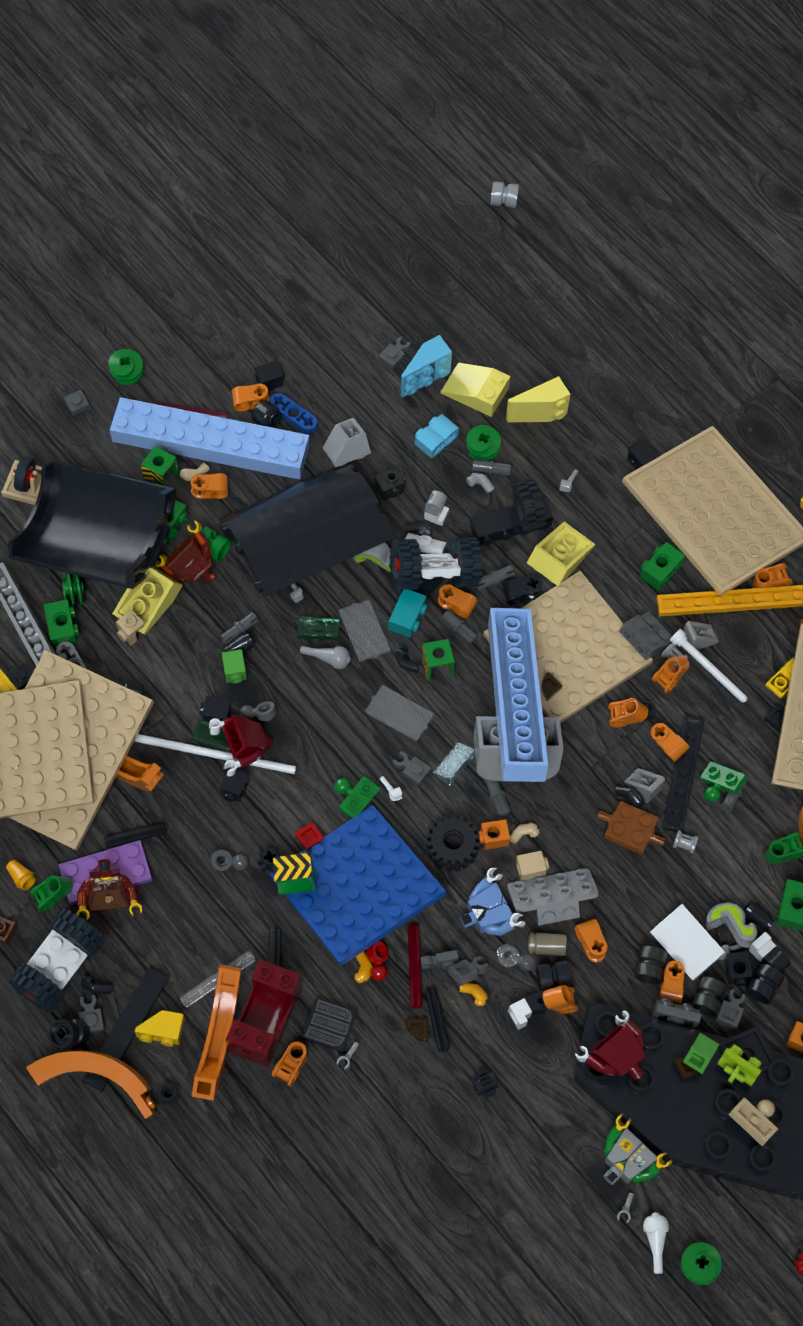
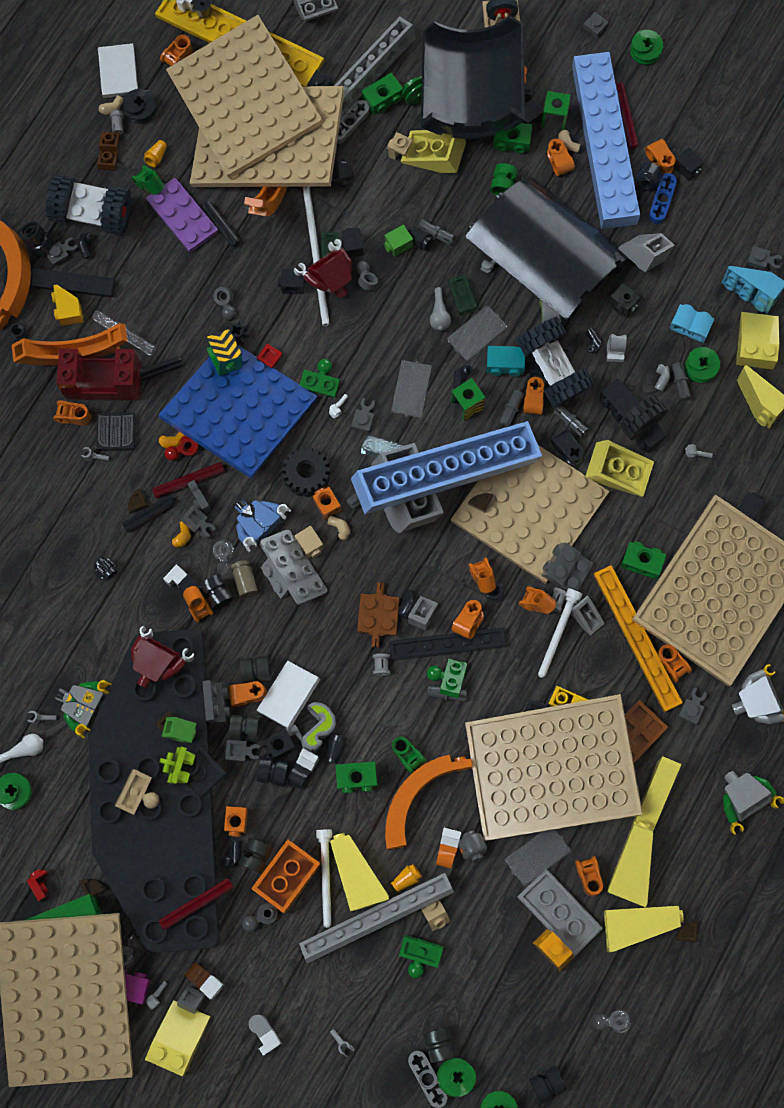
camera: 75 degrees right, 10 degrees up
(106, 890) = (161, 218): torso -> none
(189, 559) = (480, 167): clear red torso -> none
(428, 544) = (578, 351): white plate -> none
(591, 937) = (264, 612): orange piece -> none

